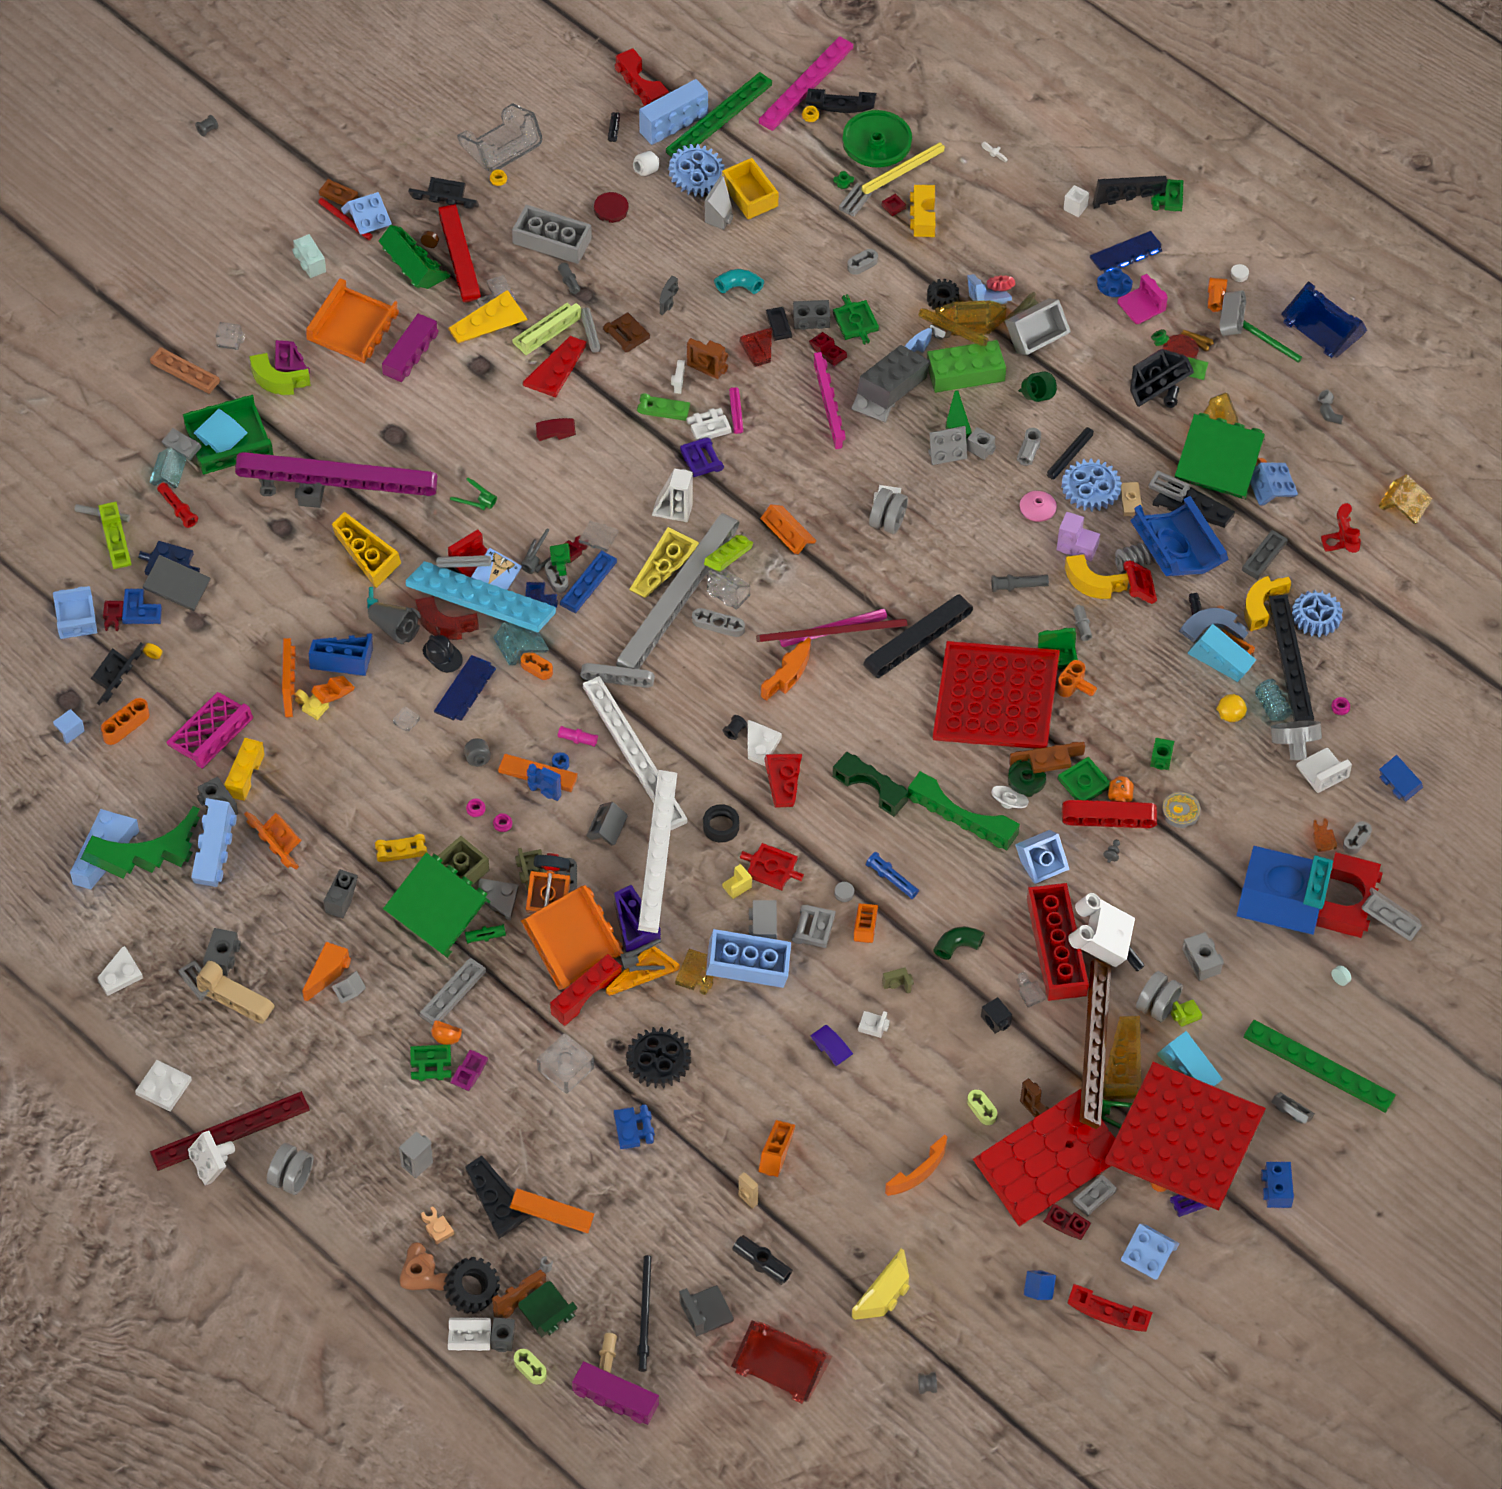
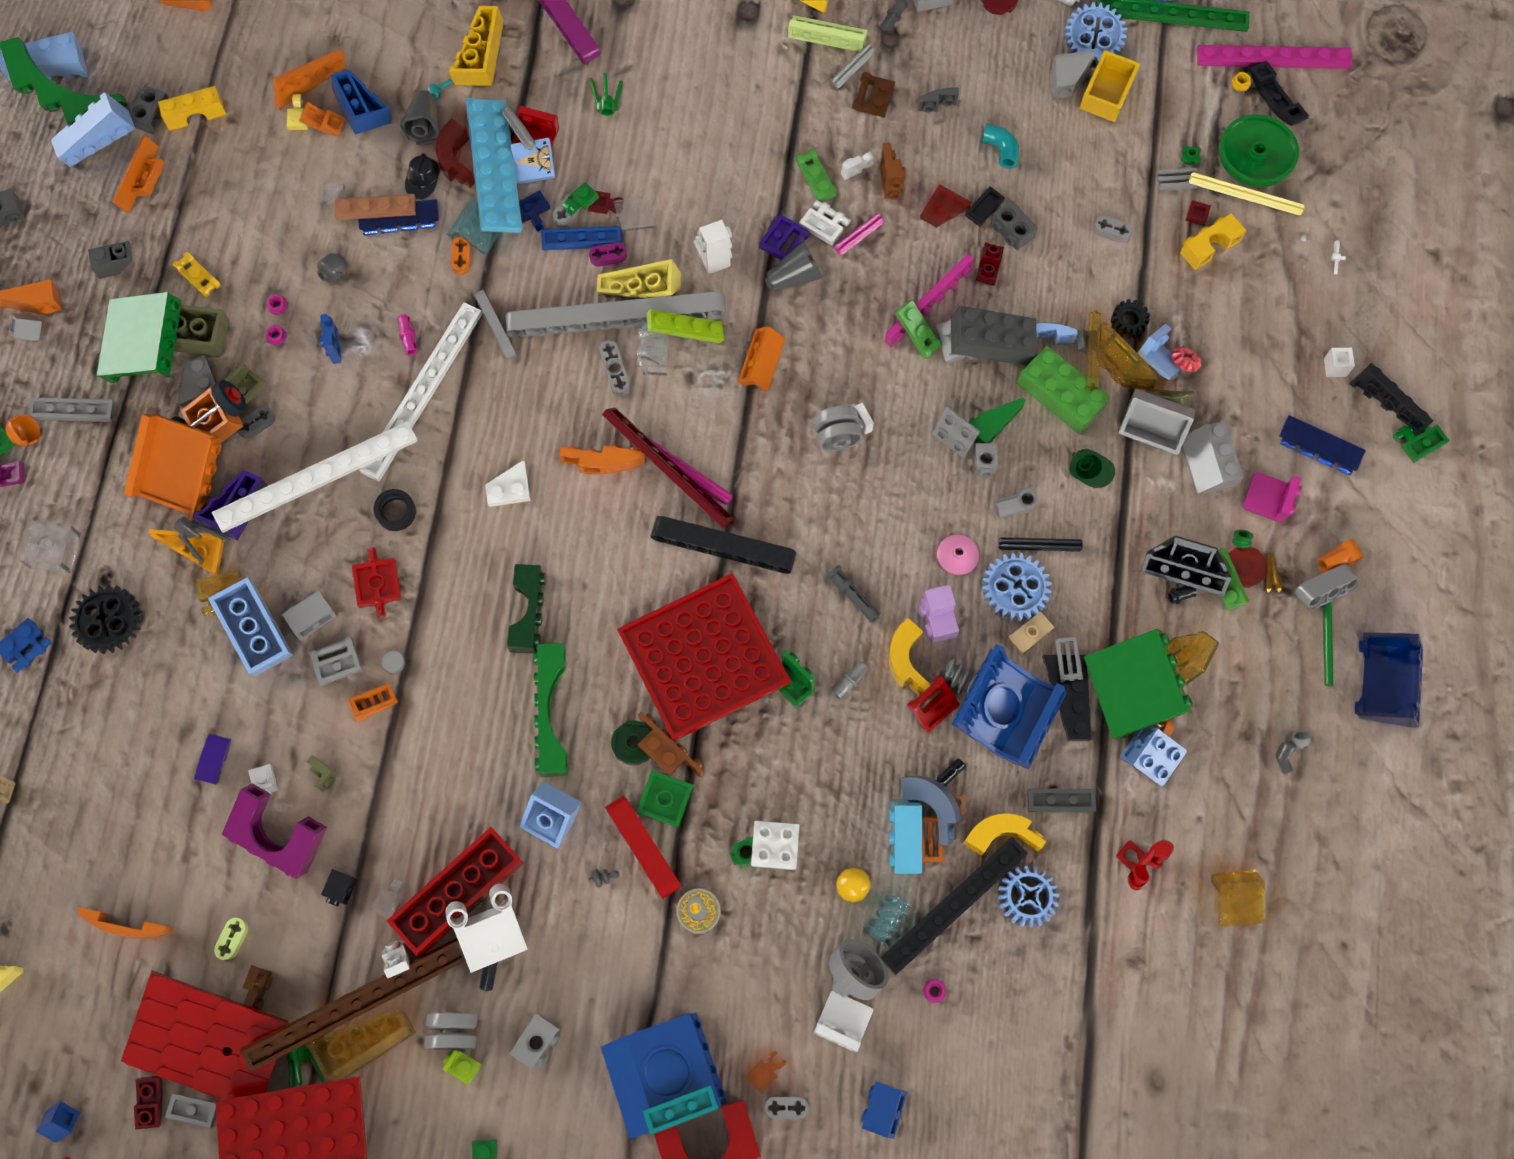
camera: 55 degrees right, 15 degrees up
(220, 735) = (219, 69): dark pink fence -> none
(445, 696) = (375, 207): none -> nougat plate
(471, 936) = (150, 396): green pin -> none
(518, 768) = (348, 329): orange tile -> none
(531, 561) = (565, 180): dark grey plant -> none
(554, 370) = (786, 68): red wing -> none
(559, 427) = (724, 108): dark red slope -> none
(560, 756) = (378, 339): blue bush -> none
(570, 1001) = (119, 509): red arch -> none
(607, 823) = (330, 419): dark grey panel -> none
(614, 571) = (608, 254): none -> magenta beam
(734, 727) = (507, 454): black bush -> none
(735, 462) = (793, 270): none -> dark grey cone
(738, 883) = (340, 565): light yellow panel -> none
(776, 1148) = (69, 782): orange slope -> none
(783, 777) = (480, 530): red wing -> none
(848, 418) = (917, 329): none -> bright green plate
(855, 319) = (1040, 265): green plate -> none
(885, 870) = (439, 683): blue pin -> none
(951, 1029) = (246, 830): none -> magenta arch
(958, 937) = (404, 796): dark green cylinder -> none
(1009, 797) = (601, 737): white dish -> none
(1074, 680) = (774, 718): orange beam -> none
(1079, 1005) = (395, 958): none -> white slope
(1089, 315) = (1212, 458): none -> light grey slope
(1114, 283) = (1273, 457): blue dish -> none
(1121, 789) = (676, 840): orange head -> none
(1170, 730) = (775, 845): none -> white bracket
(1187, 1058) = (394, 1110): medium azure wedge -> none
(1239, 273) = (1385, 562): white tile -> none

